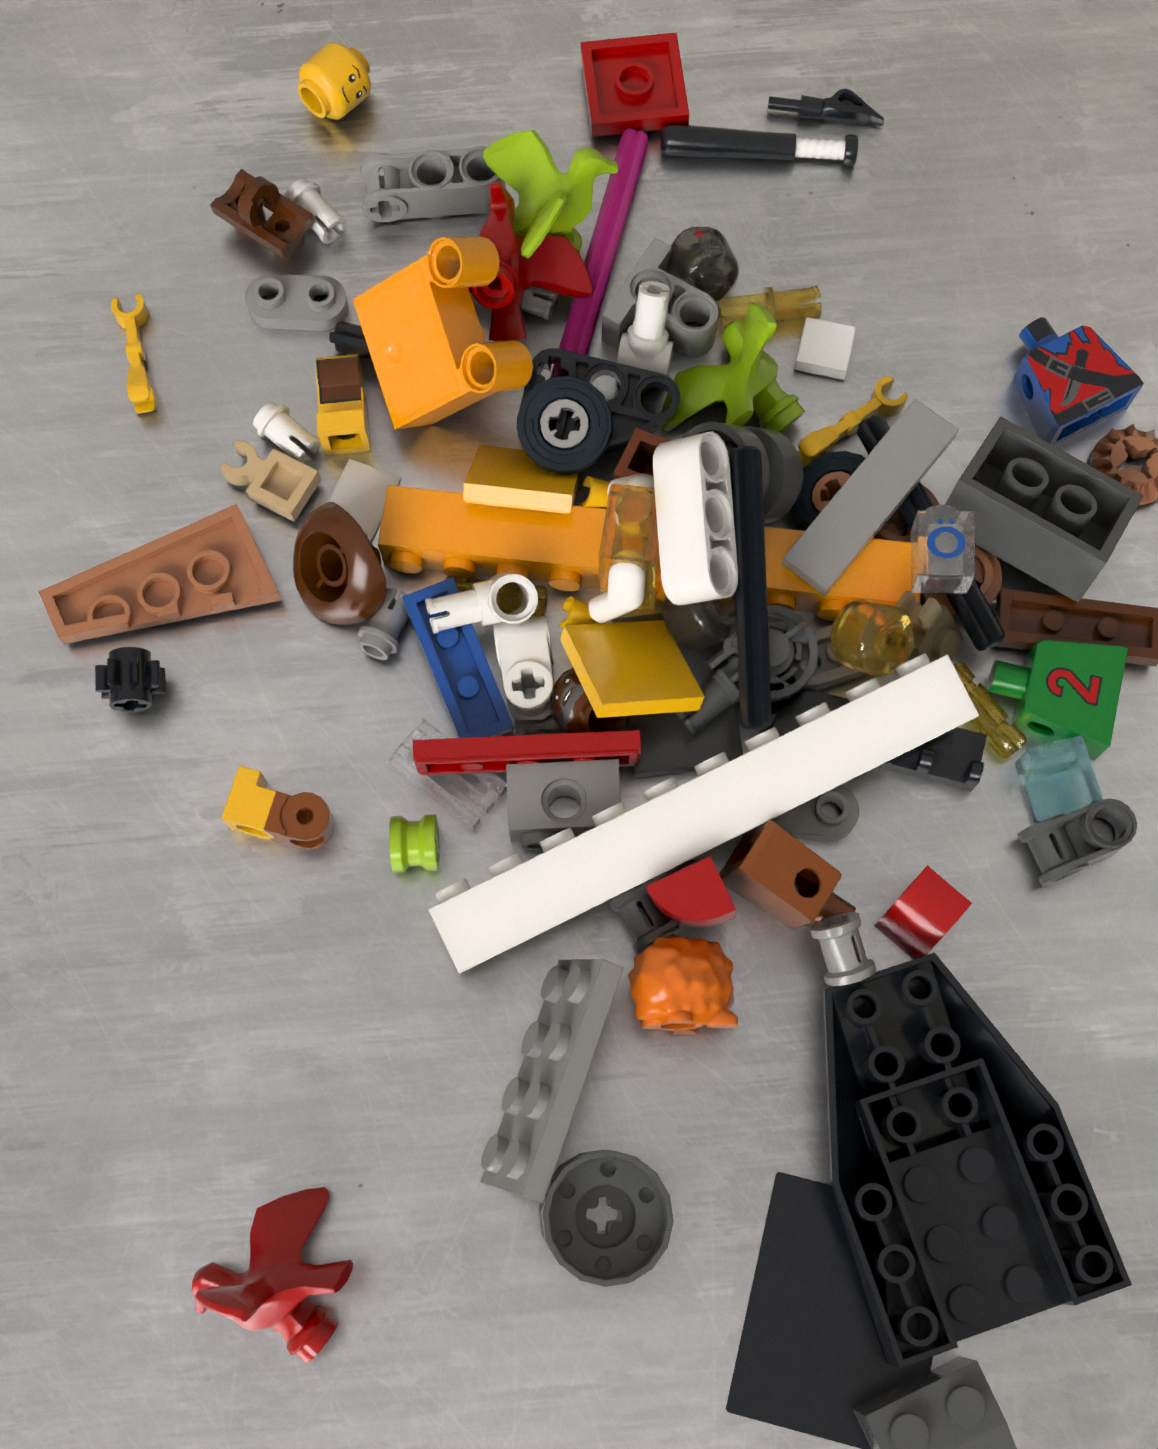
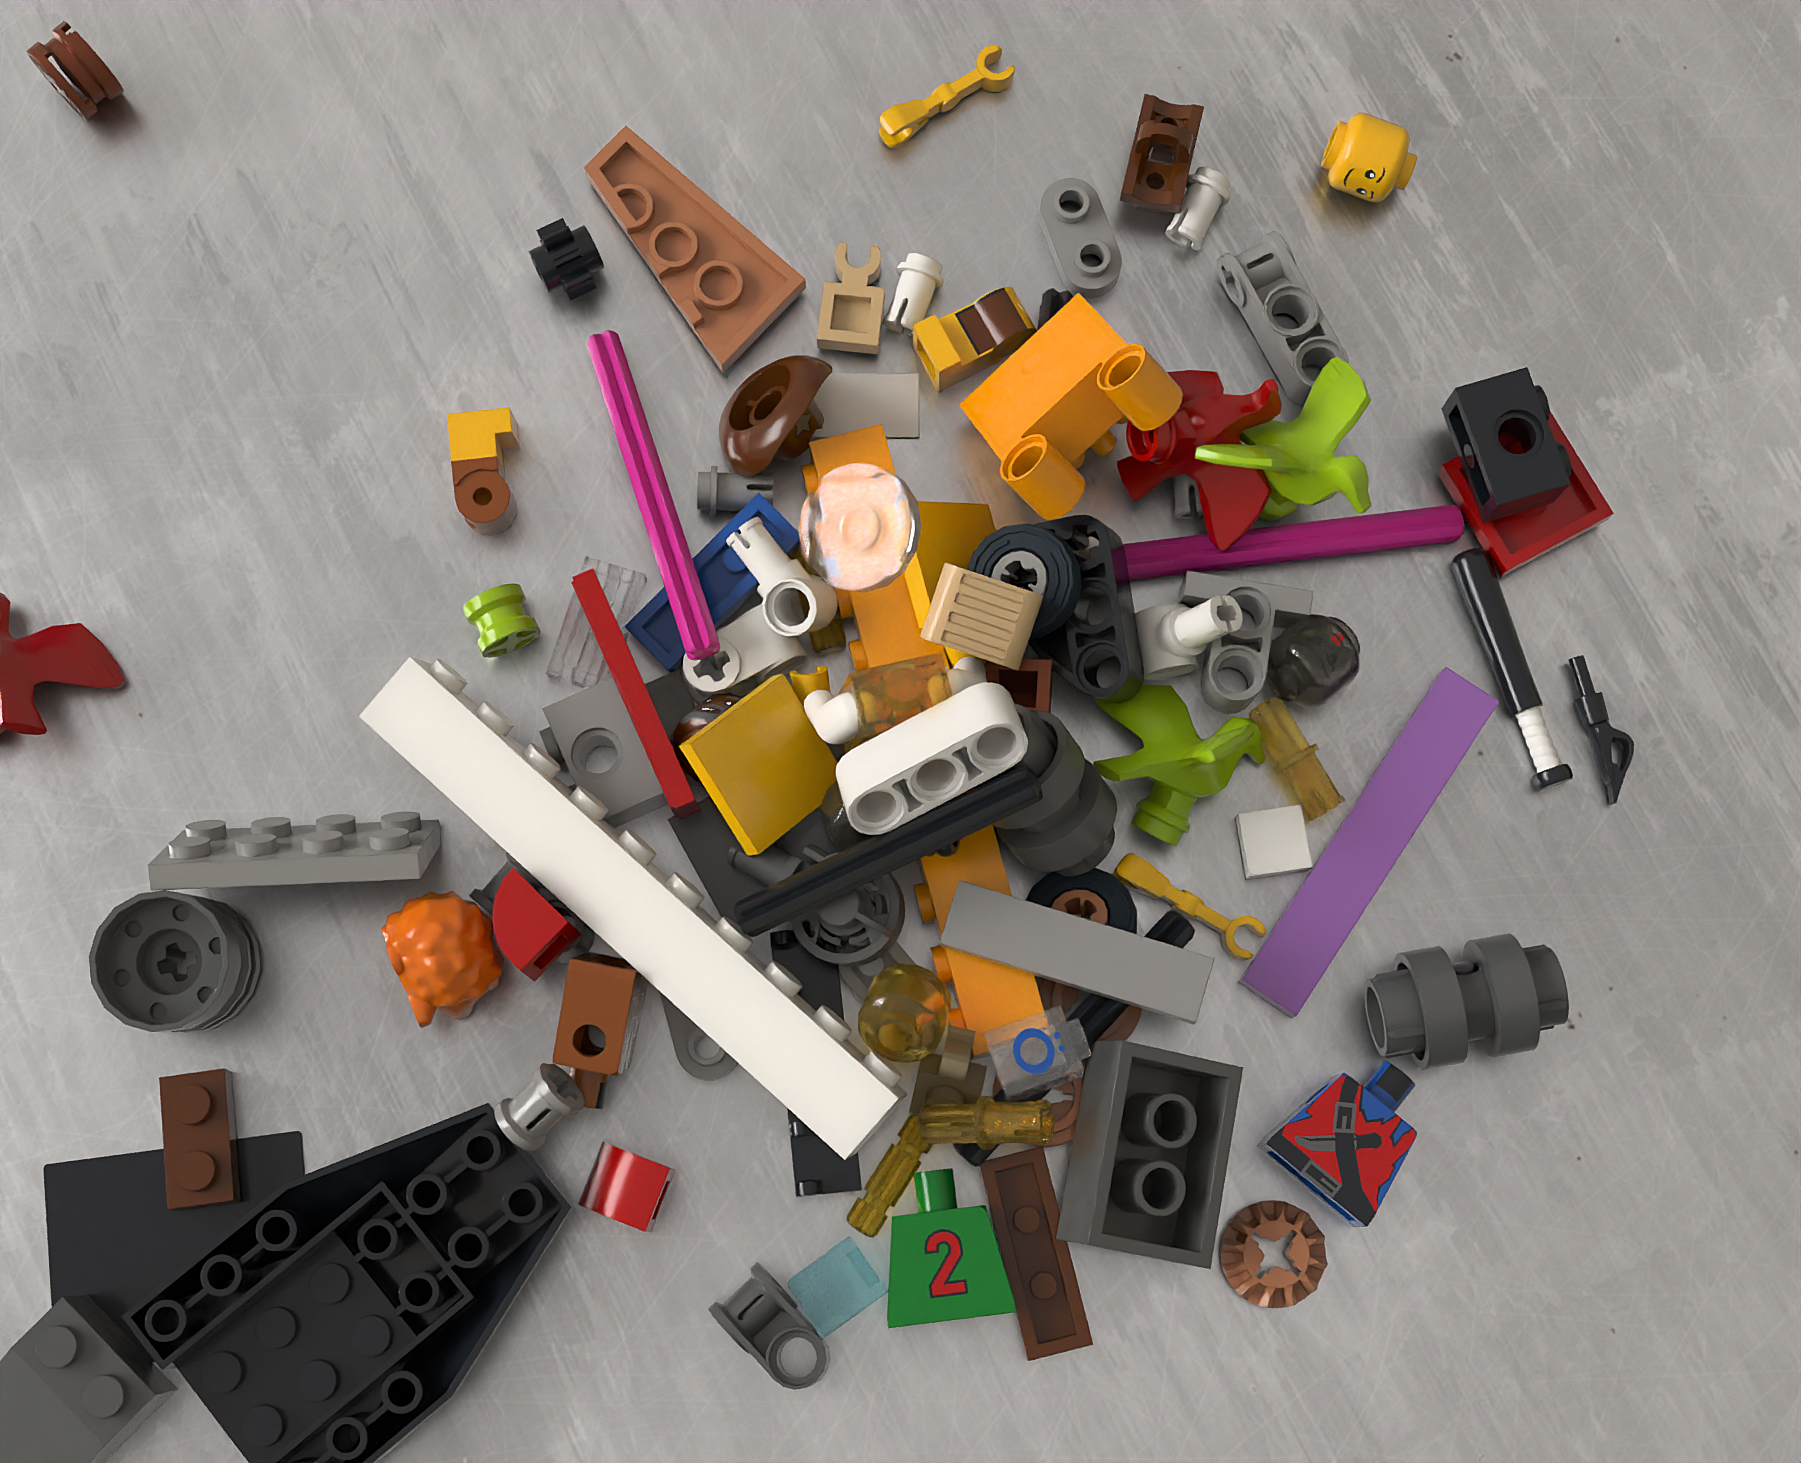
camera: 65 degrees right, 5 degrees up
(365, 680) = (653, 496): none -> dark pink axle
(469, 525) = (860, 527): none -> clear tile
(585, 455) = (981, 616): none -> tan piece
(600, 70) = (1499, 479): none -> black brick
(757, 1259) = (199, 1139): none -> reddish brown plate
(850, 286) = (1368, 842): none -> medium lavender tile
(981, 607) = (987, 1123): none -> clear yellow axle
(1000, 258) = (1491, 996): none -> dark grey piece

